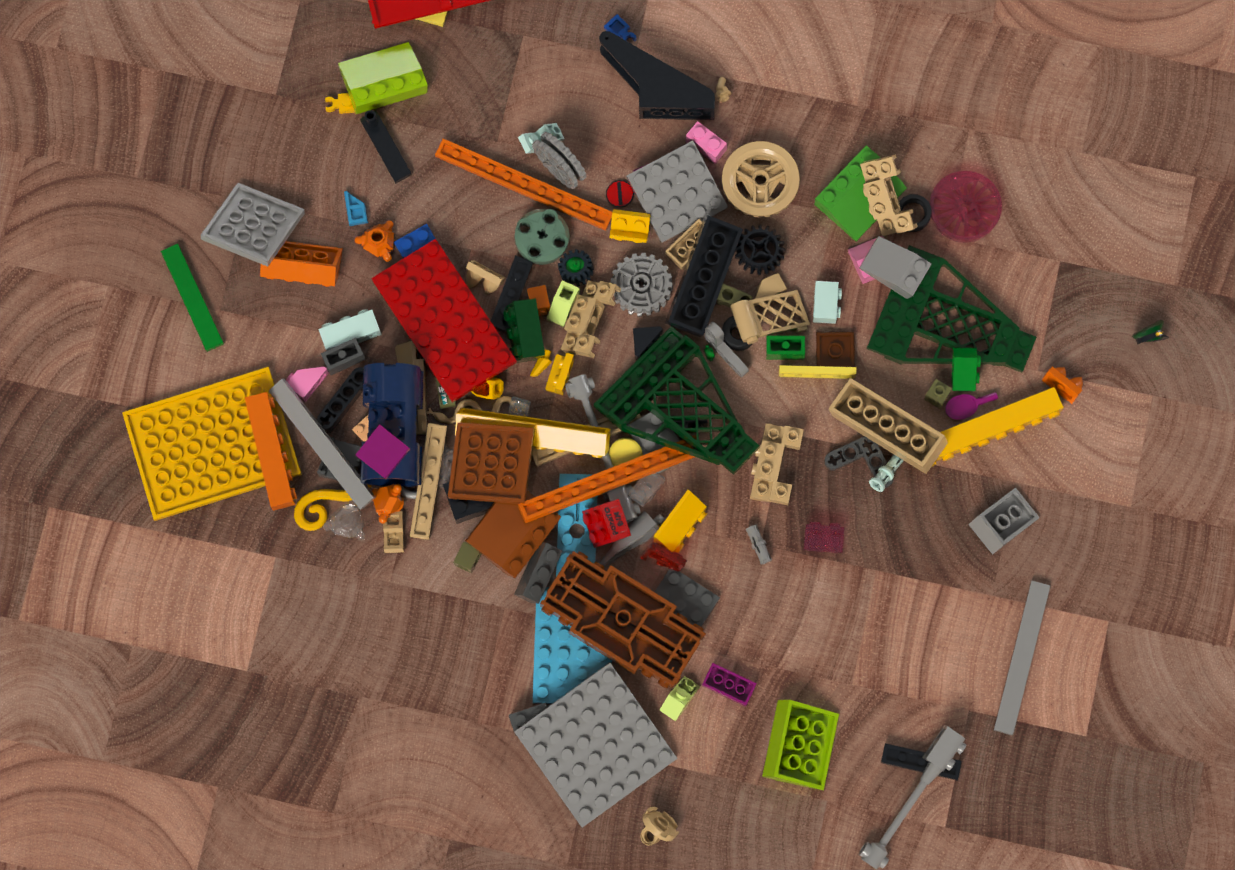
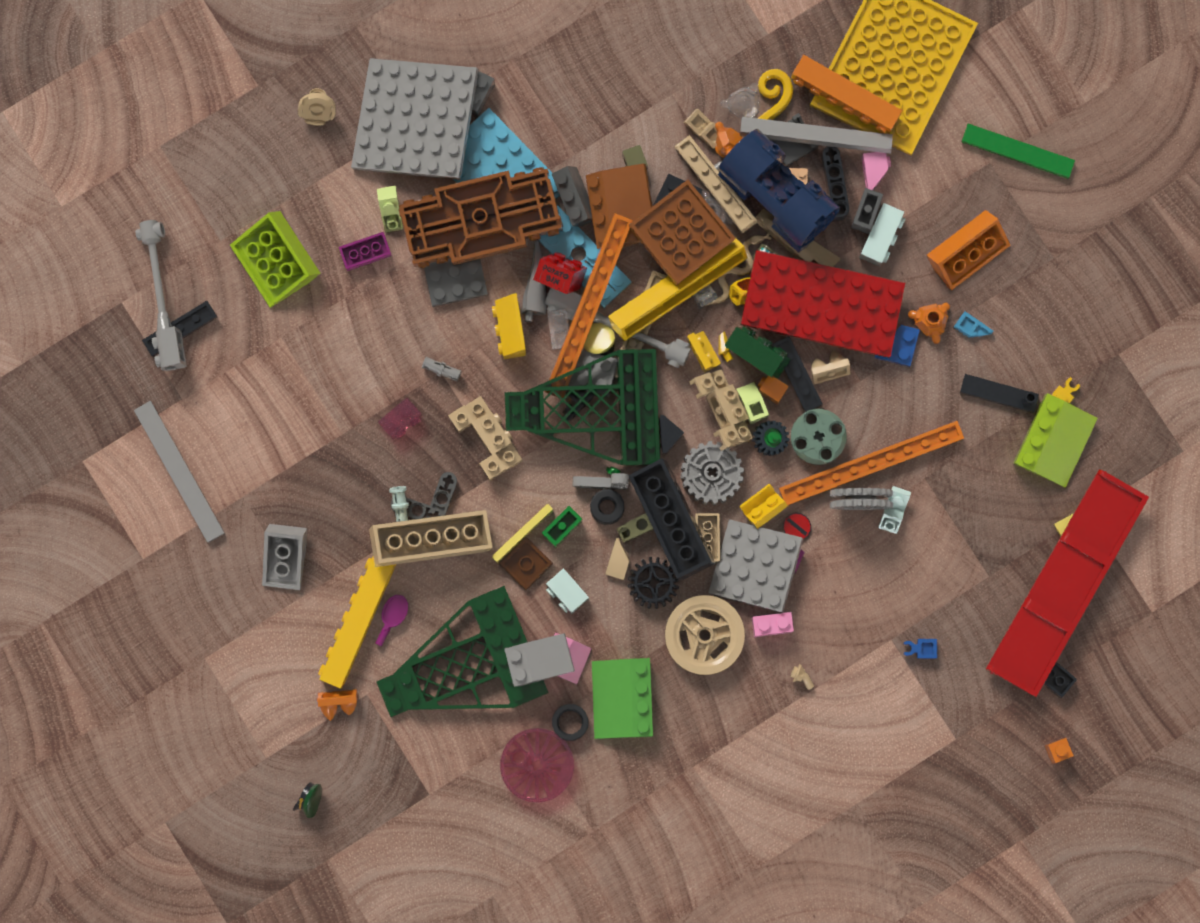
camera: 130 degrees right, 5 degrees up
(252, 224) = (1029, 238): light grey plate -> none
(382, 451) = (760, 154): magenta tile -> none
(660, 88) = (849, 629): black piece -> none
(664, 557) = (504, 290): clear red wing -> none
(750, 326) = (603, 515): tan piece -> none
(882, 196) = (600, 706): tan bracket -> none
(938, 394) = (420, 602): olive brick -> none
(964, 369) = (416, 636): green brick -> none

